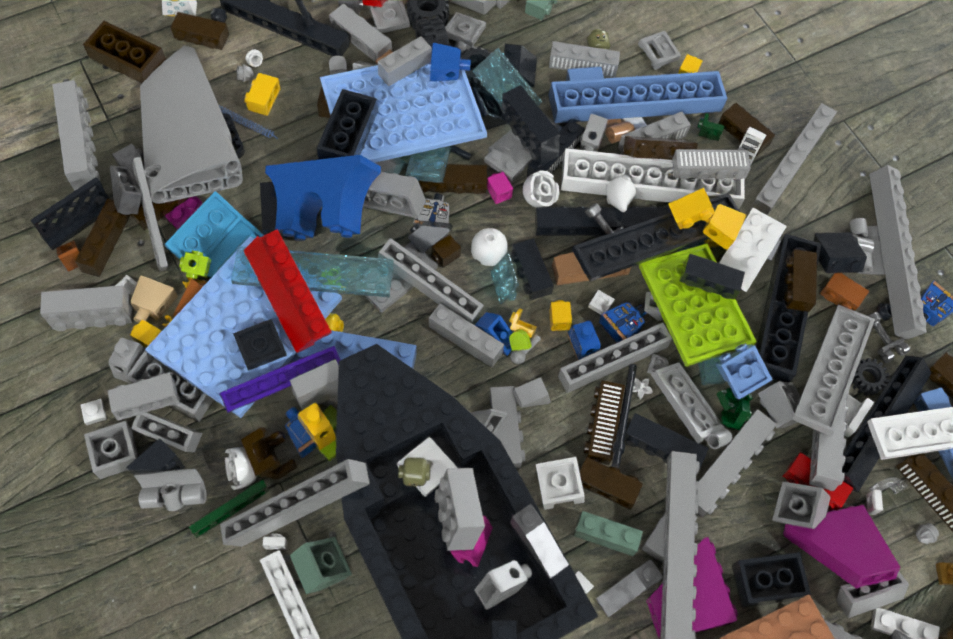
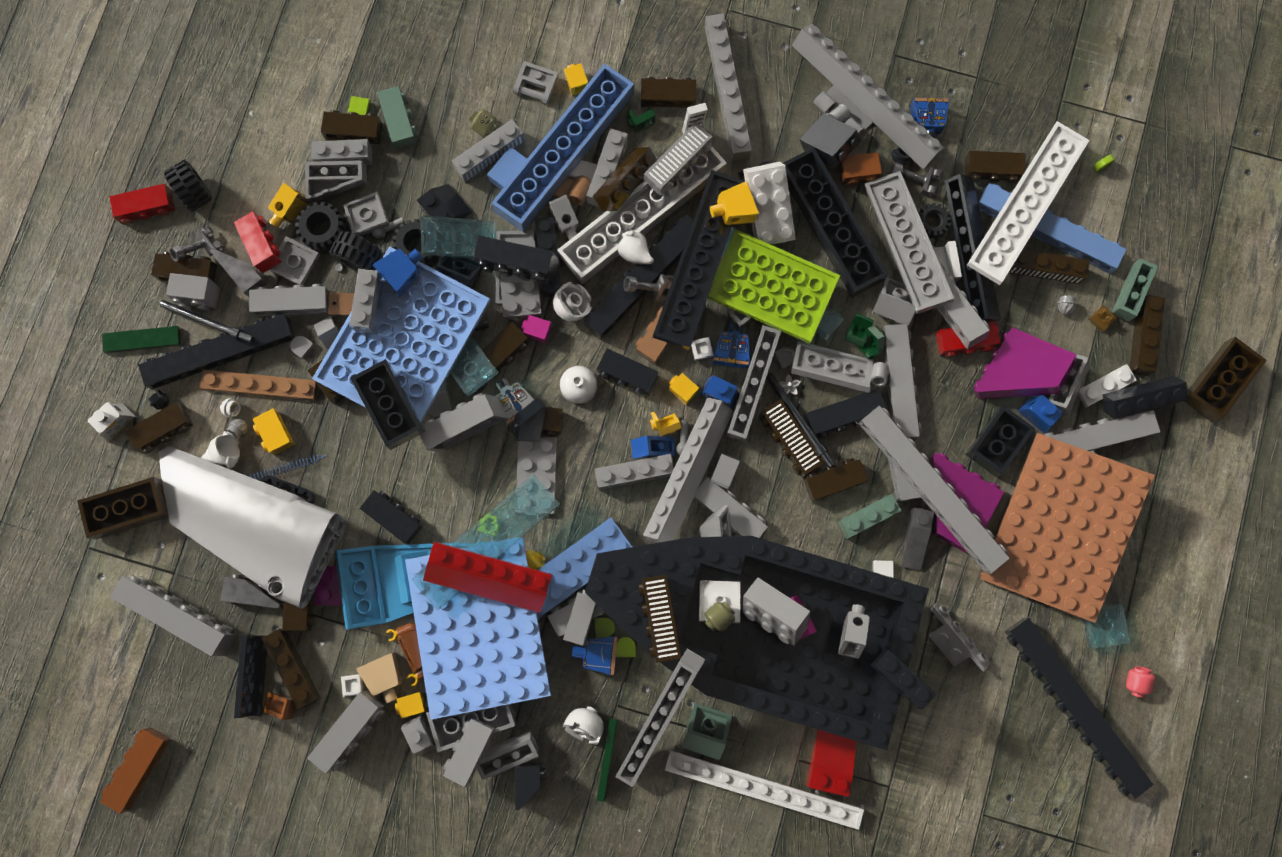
camera: 40 degrees left, 15 degrees up
(93, 412) = (436, 794): white plate -> none
(111, 449) = (484, 806): light grey brick -> none
(125, 190) = (269, 619): flat silver slope -> none
(149, 215) = (309, 618): light grey tile -> none
(171, 489) = (557, 789): light grey panel -> none
(200, 269) = (392, 626): lime brick -> none
(221, 75) = (223, 450): none -> white hat
(259, 344) = (510, 634): black plate -> none
(262, 454) = (592, 703): dark brown panel -> none
(275, 380) = (551, 642): dark purple plate -> none
(275, 542) = (662, 748): white plate -> none
(286, 63) = (258, 384): none -> medium nougat plate
(315, 424) = (608, 647): yellow torso -> none
(330, 183) = (431, 459): blue piece -> none
(371, 425) = (661, 618): none -> dark brown brick
(430, 281) = (570, 459): light grey brick -> none
(505, 279) = (618, 401): clear light blue hinge -> none
(507, 367) = (688, 471): none -> light grey brick
(520, 340) = (676, 437): lime tile -> none
(539, 540) = (847, 580): slope -> none
(560, 482) = (805, 514): white panel -> none
(692, 209) = (706, 218): yellow brick -> none
(712, 276) = (766, 256): black brick -> none
(743, 370) = (851, 307): medium blue plate -> none
(801, 280) = (828, 195): dark brown brick -> none
(801, 505) = (975, 371): light grey slope -> none
(828, 593) = (1041, 413): none -> blue torso
(874, 502) = (1015, 315): white tile -> none
(896, 485) = (1019, 287): clear slope -> none

